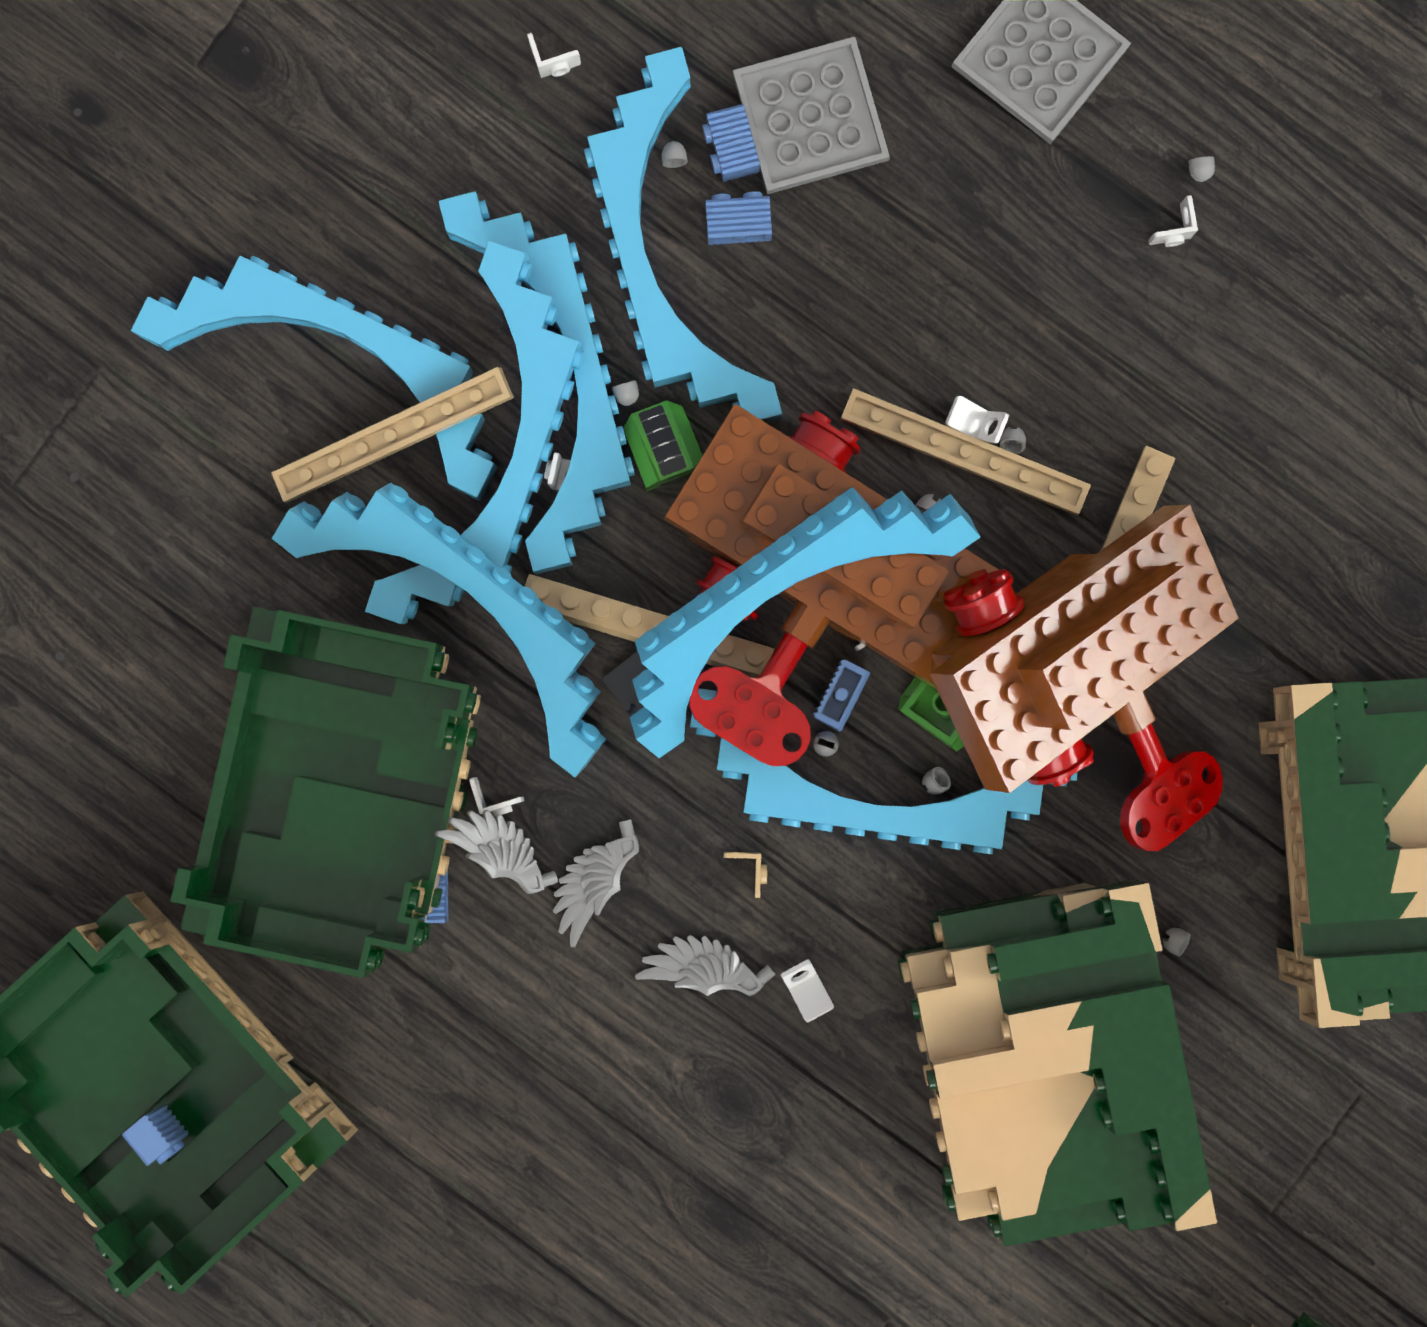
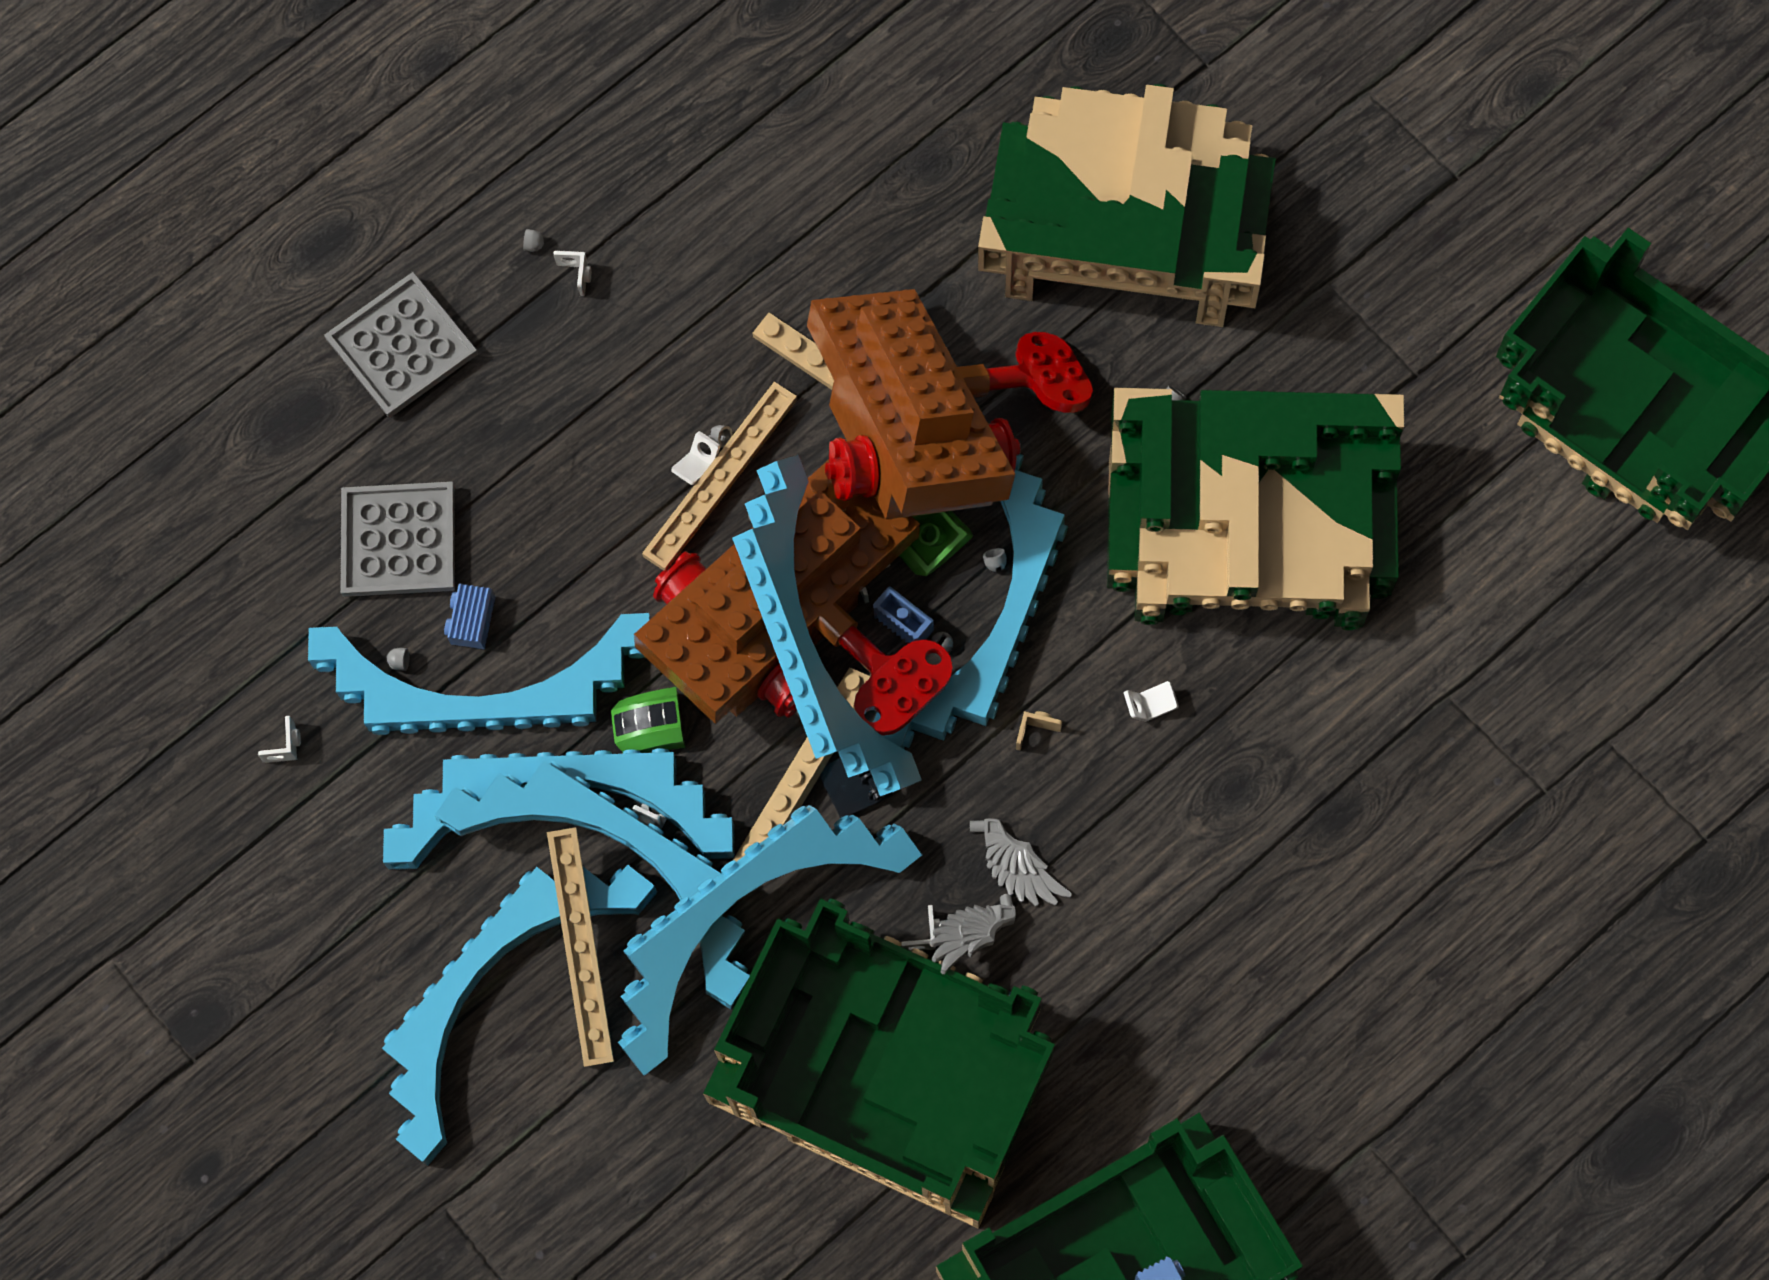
camera: 75 degrees left, 15 degrees down
(626, 393) = (595, 742): light grey hinge -> none
(704, 967) = (1113, 787): light grey animal -> none
(732, 143) = (403, 608): medium blue brick -> none

